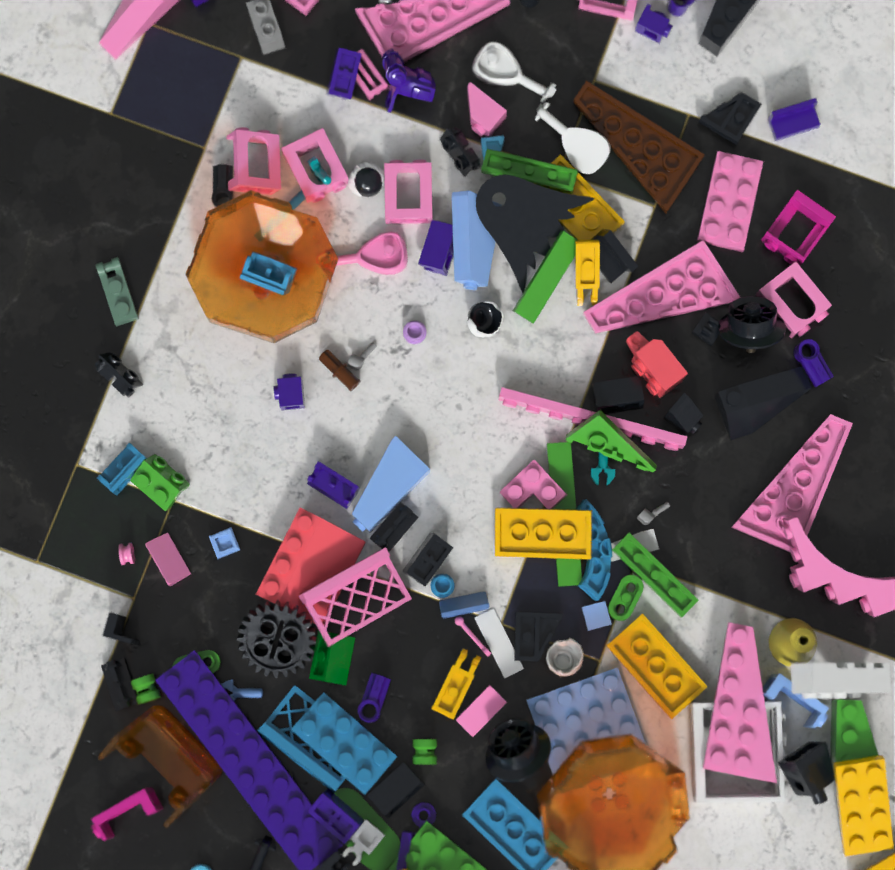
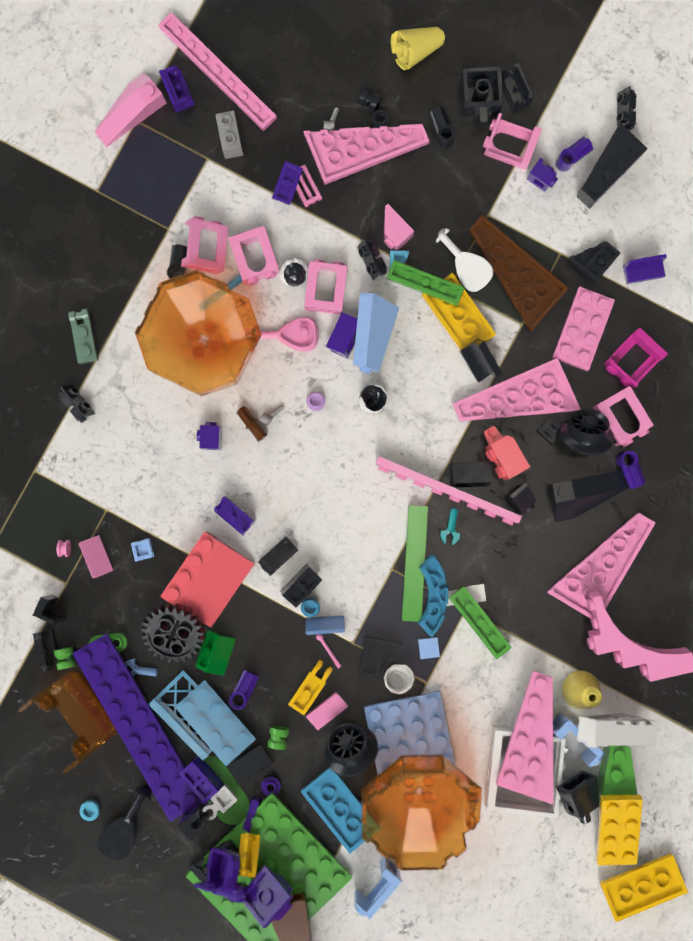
camera: 10 degrees right, 5 degrees up
(121, 469) = (69, 480): dark azure hinge -> none
(146, 797) = (54, 748): dark pink panel -> none
(159, 481) = (97, 494): bright green bracket -> none
(268, 273) = (204, 339): dark azure hinge -> none
(318, 171) = (256, 260): teal bar -> none
(345, 578) = (234, 592): bright pink fence -> none
(391, 482) = (280, 520): light blue slope -> none
(406, 81) = (335, 195): dark purple piece -> none
(498, 66) = (413, 194): white piece -> none
(498, 643) = (348, 658): white sticker -> none
(524, 219) = (416, 322): black piece -> none
(533, 481) = (393, 534): bright pink plate -> none
(543, 533) = (396, 578): yellow plate -> none
(546, 277) = (428, 371): bright green tile -> none
(587, 269) = (460, 369): yellow hinge -> none
(605, 437) = (455, 507): bright green wing -> none
(625, 598) = (454, 637): bright green plate -> none
(646, 516) = (480, 575): light grey hand -> none
(656, 666) = (471, 695): yellow plate -> none

